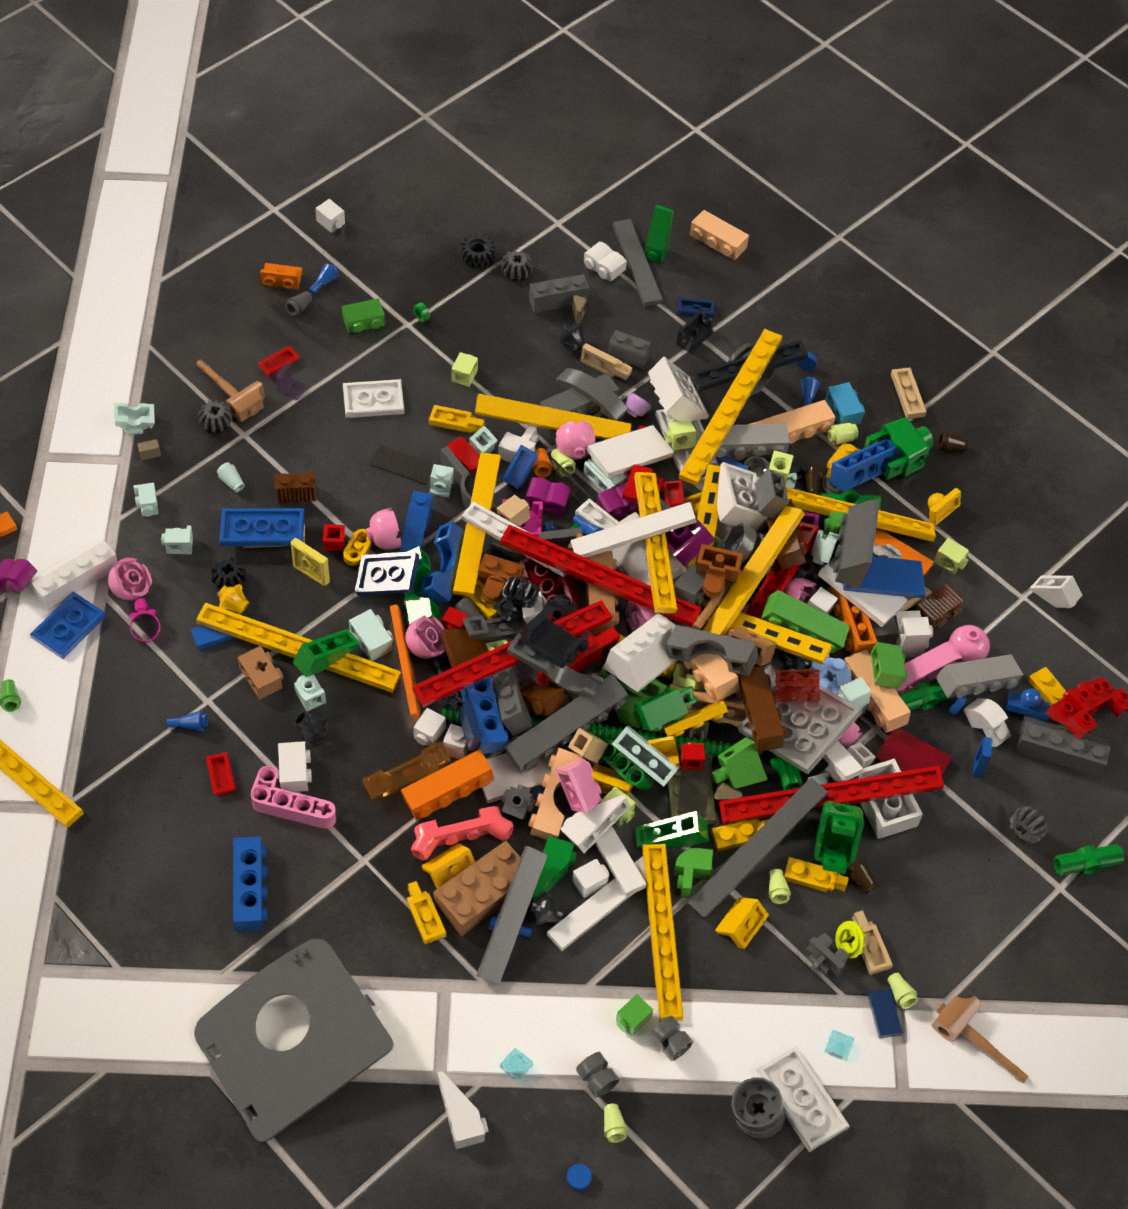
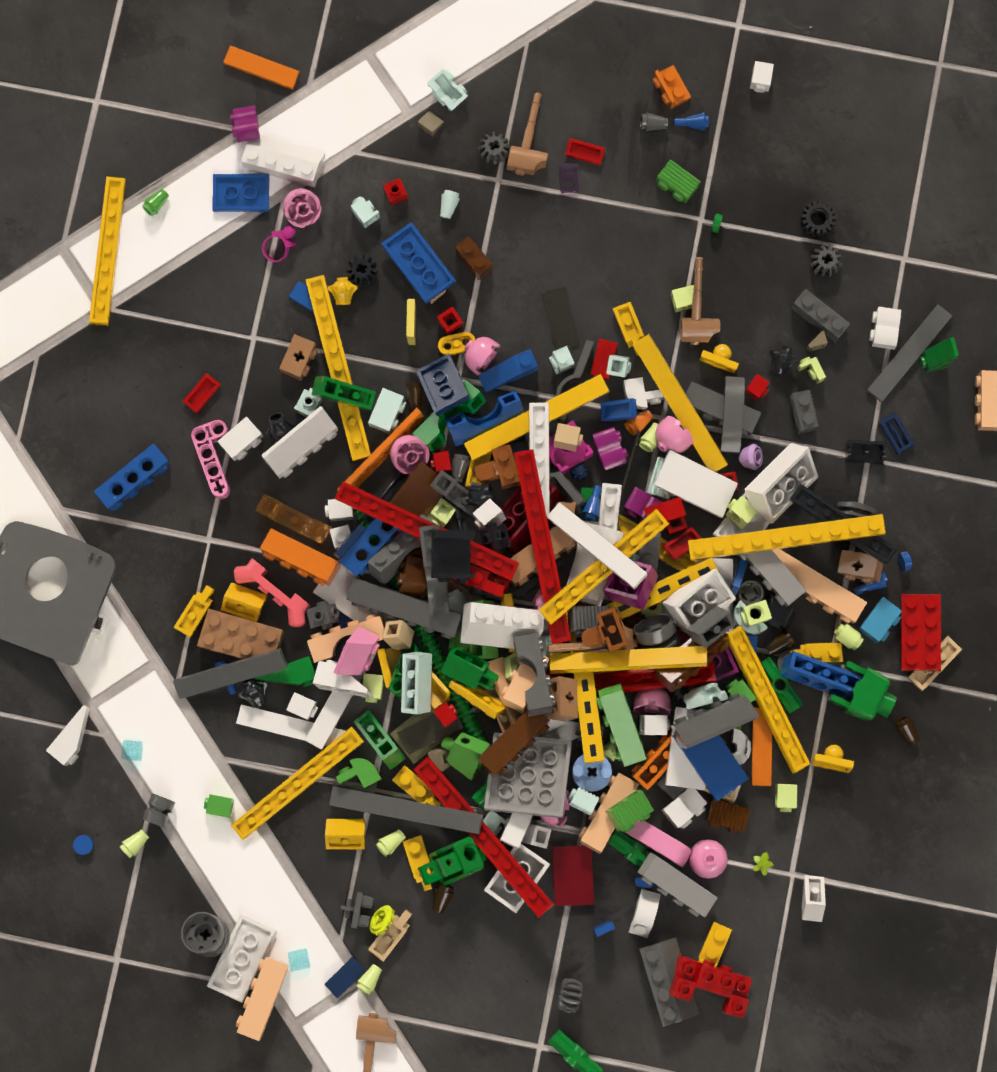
camera: 60 degrees right, 25 degrees up
(146, 499) = (382, 161): light aqua brick -> none
(183, 508) = (395, 197): none -> red plate
(193, 721) = (228, 344): blue cone -> none
(341, 718) = (300, 442): none -> white slope
(373, 398) = (605, 249): white tile -> none
(373, 602) = (414, 395): none -> dark brown cone
(496, 376) = (697, 328): none -> medium nougat piece
(520, 592) = (484, 498): black gear -> none
(536, 377) = (720, 358): none -> yellow tile
(582, 363) = (757, 388): none -> red plate
(598, 322) = (815, 370): none -> yellowish green bracket
(604, 362) = (777, 403): tan hinge -> none
(674, 1041) = (219, 842): dark grey wheel -> none
(792, 377) = (850, 563): none -> medium nougat brick
(797, 685) = (548, 757): clear red brick -> none
(859, 1099) = (263, 998): none -> light nougat brick
(877, 384) = (921, 632): none -> red plate
(1000, 609) = (762, 863): none -> lime plant
(1028, 704) = (684, 935): blue tile -> none

